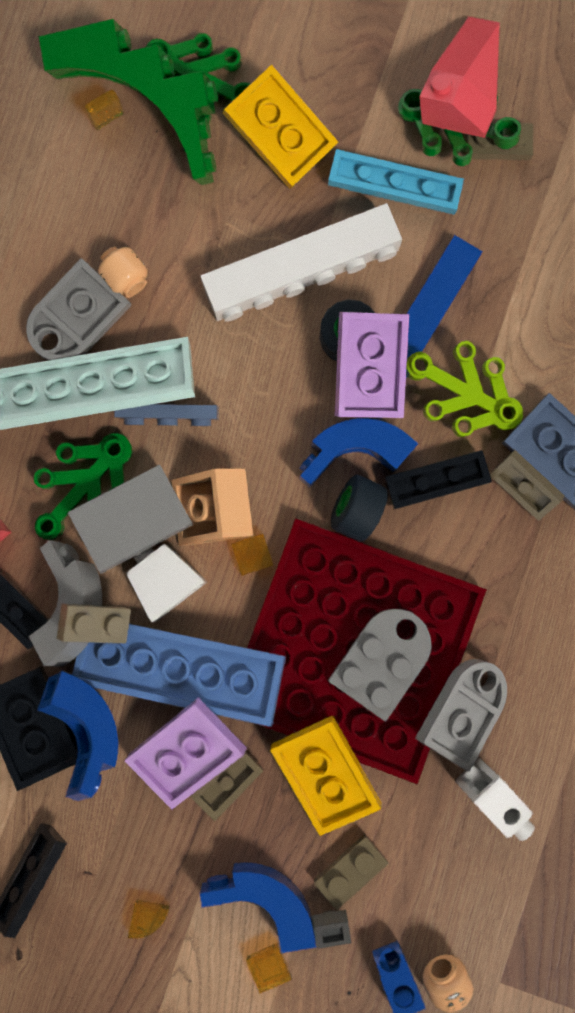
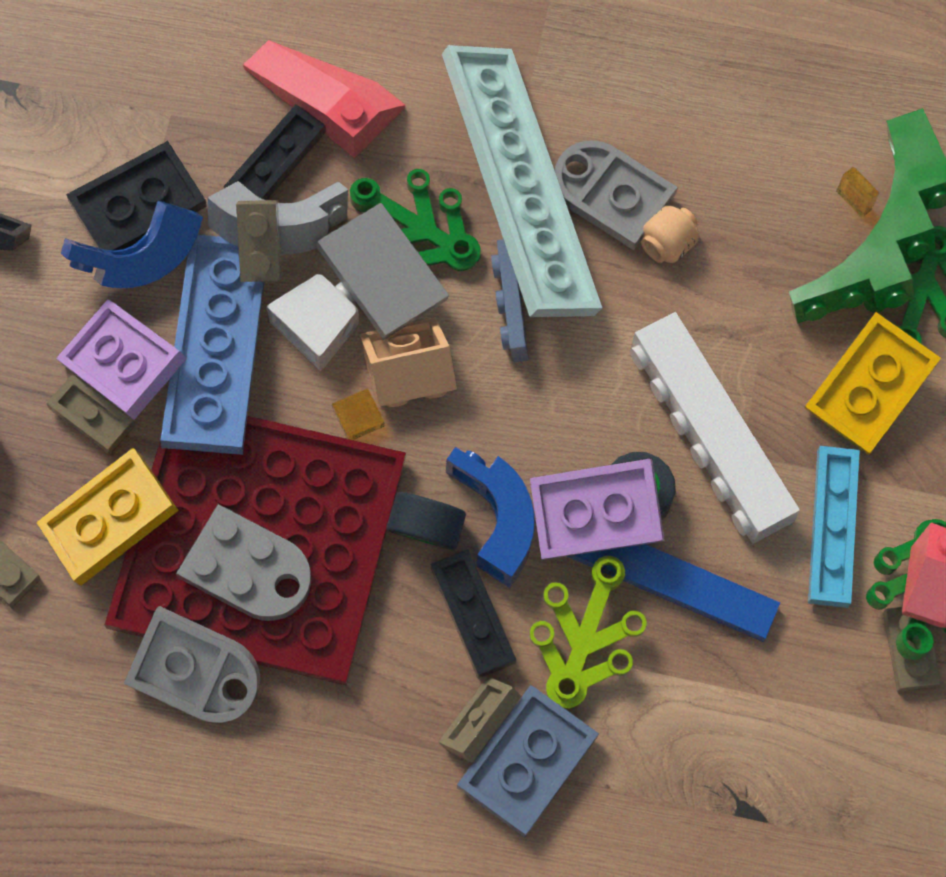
camera: 80 degrees right, 15 degrees down
(496, 800) = (103, 705): white torso -> none

